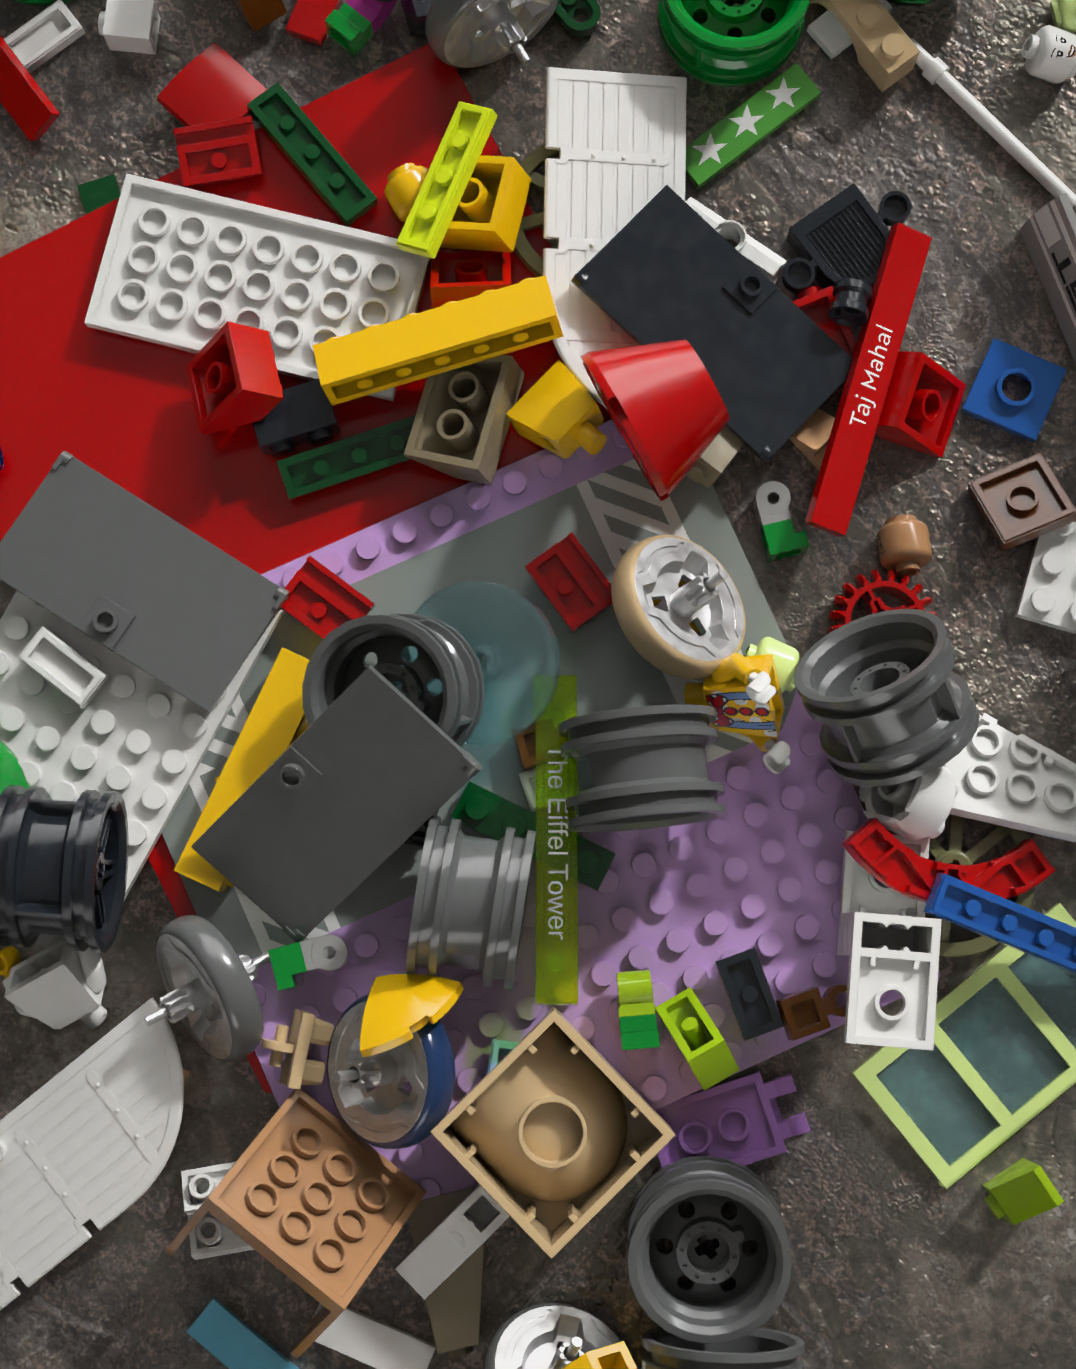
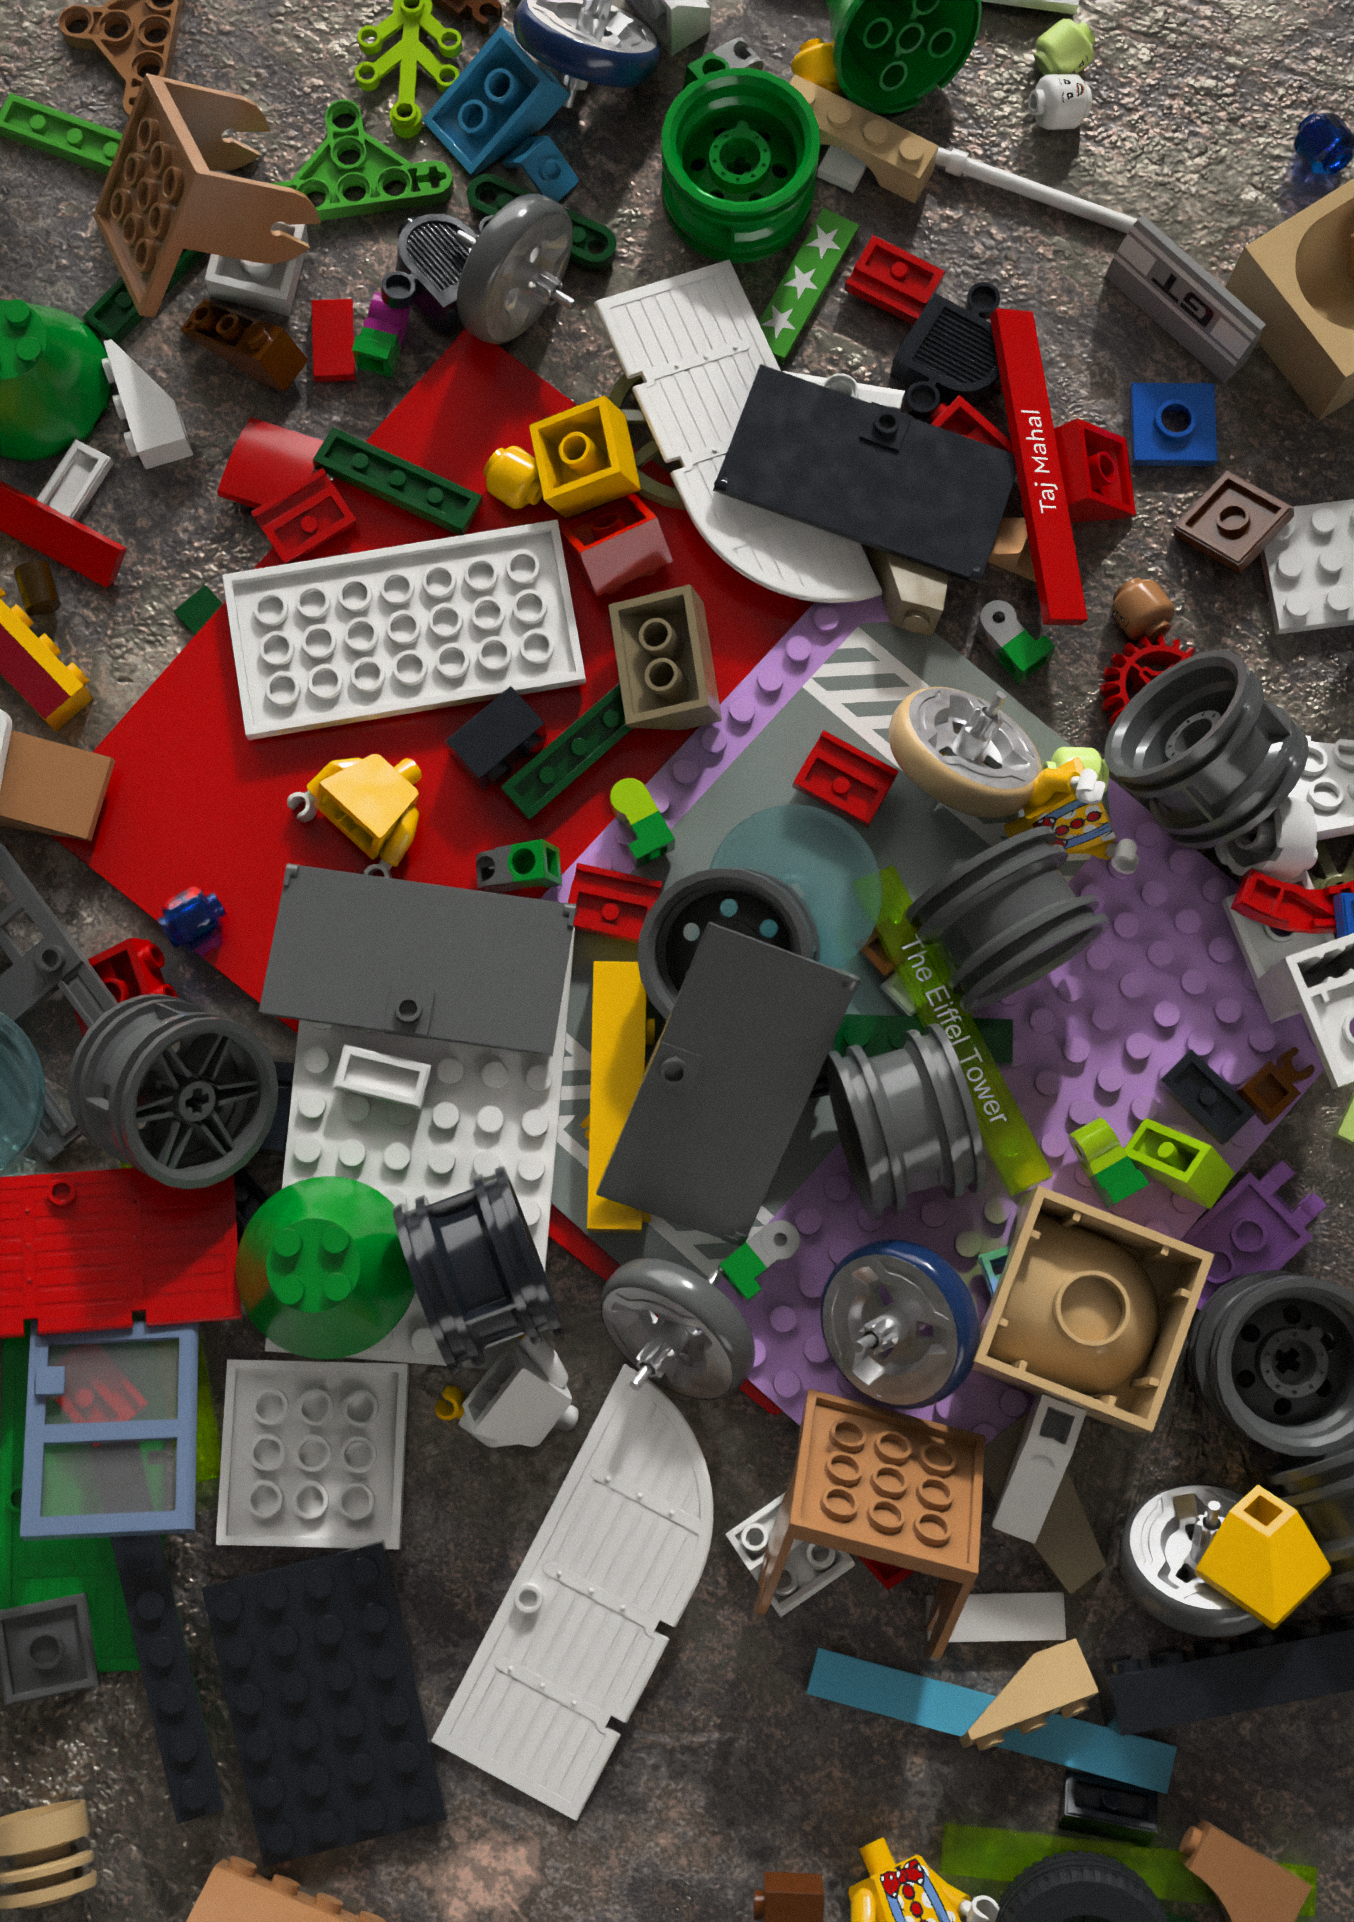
camera: 30 degrees left, 5 degrees down
(158, 428) = (368, 804): none -> yellow torso
(234, 378) = (425, 722): red slope -> none
(261, 537) = (518, 867): none -> leg
(303, 1031) = (788, 1353): tan hips -> none
(382, 543) = (635, 807): none -> leg
(402, 1006) = (890, 1248): yellow brick -> none
(437, 340) = (611, 599): yellow brick -> none
(446, 179) = (547, 445): neon yellow tile -> none
(559, 414) = (758, 624): yellow torso -> none
(659, 406) = (861, 567): red cone -> none
(828, 154) = (894, 280): none -> red plate
(850, 302) = (987, 401): black wheel -> none

